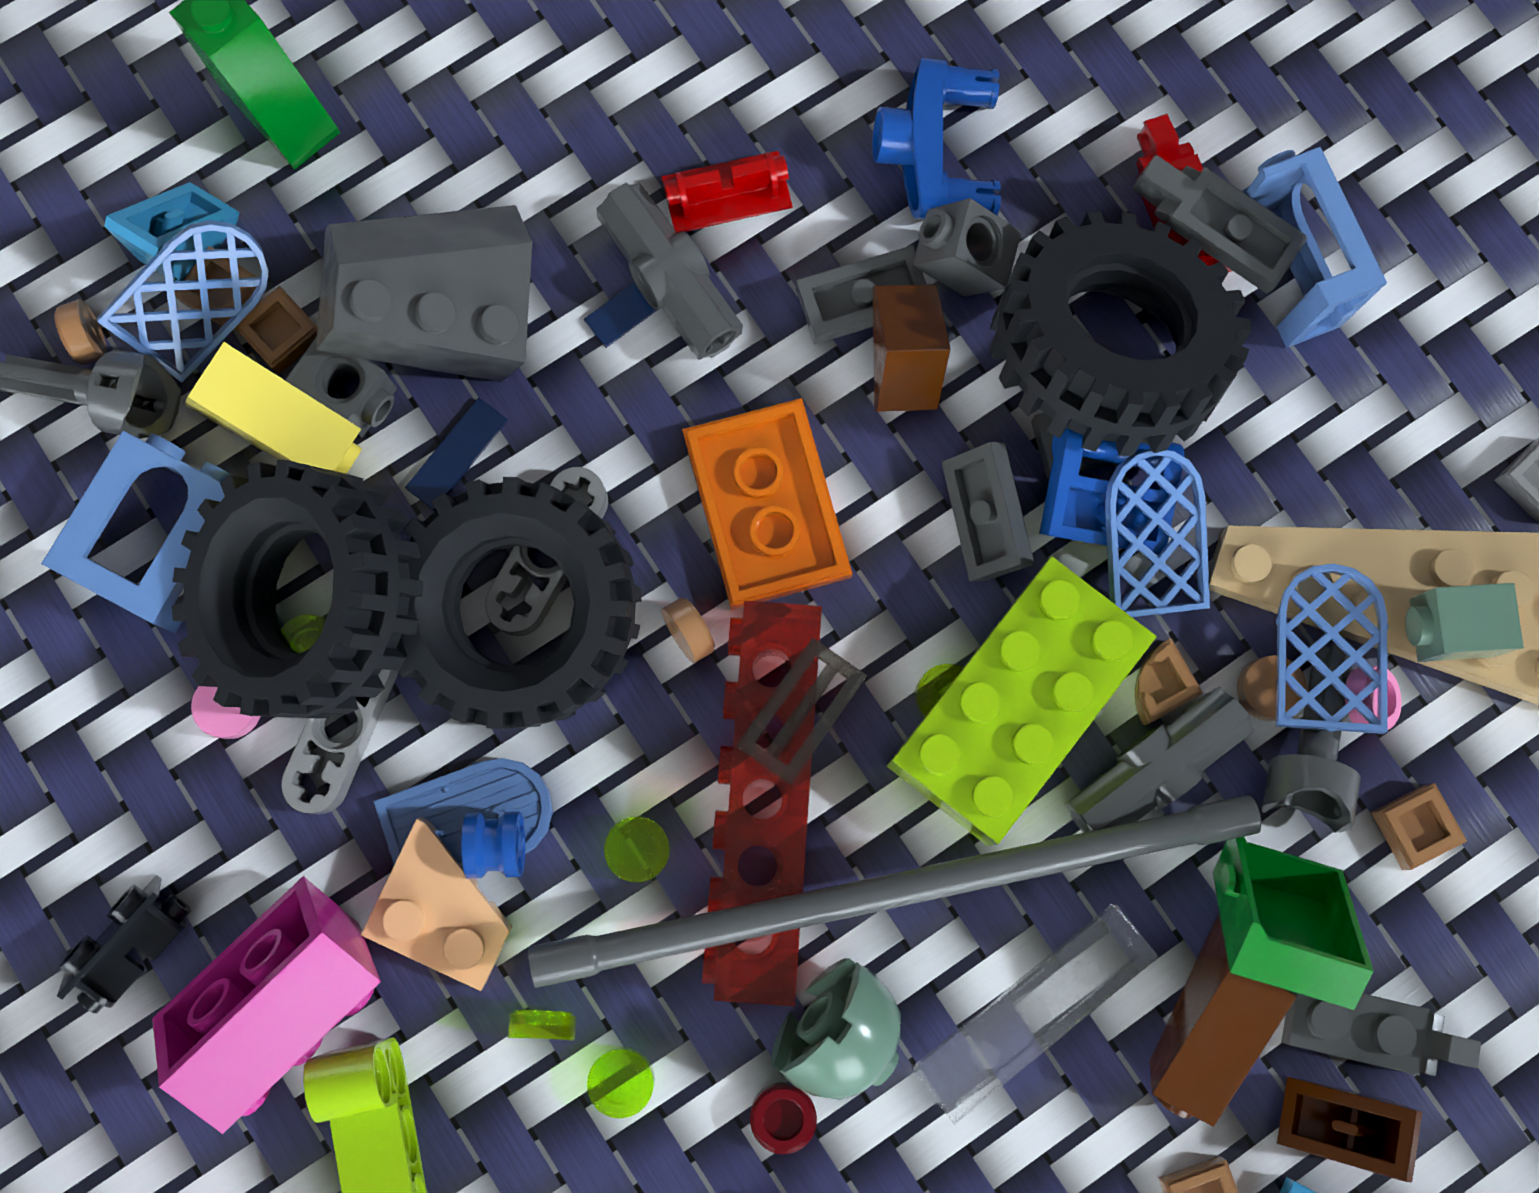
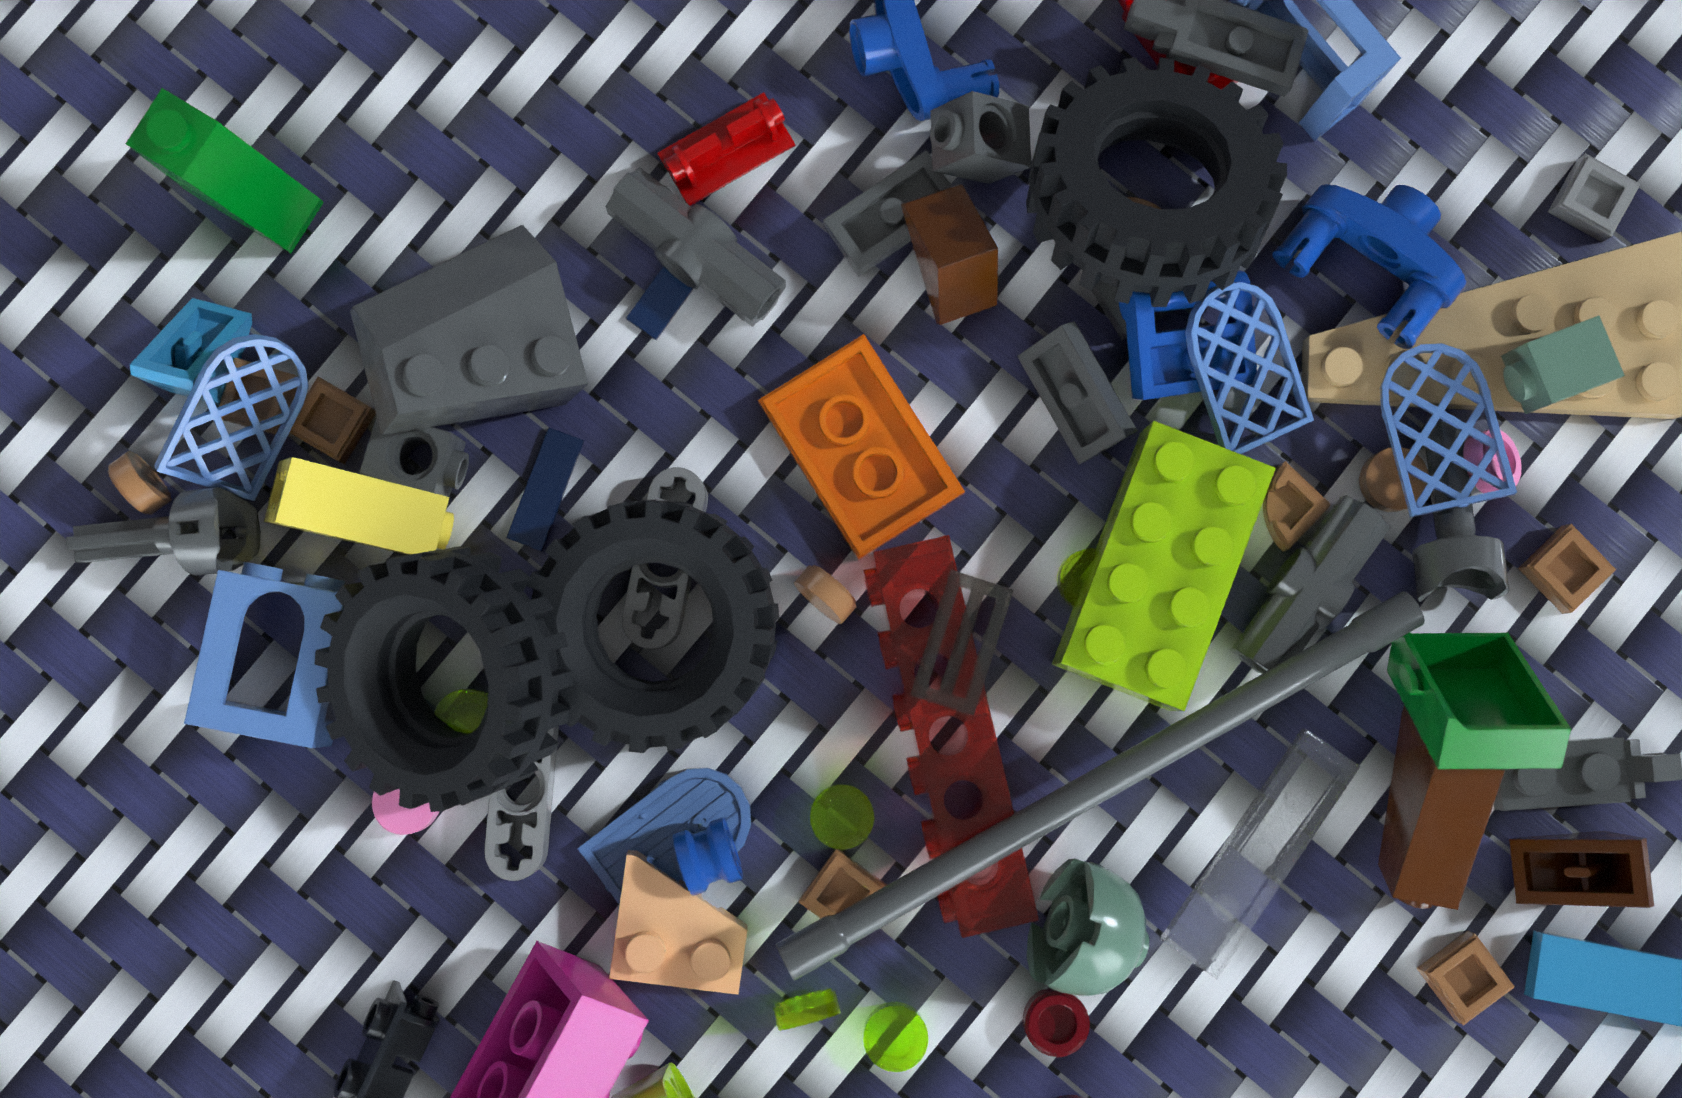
camera: 15 degrees left, 5 degrees up
(611, 912) = (839, 885): none -> medium nougat tile
(1334, 455) = (1389, 235): none -> blue connector

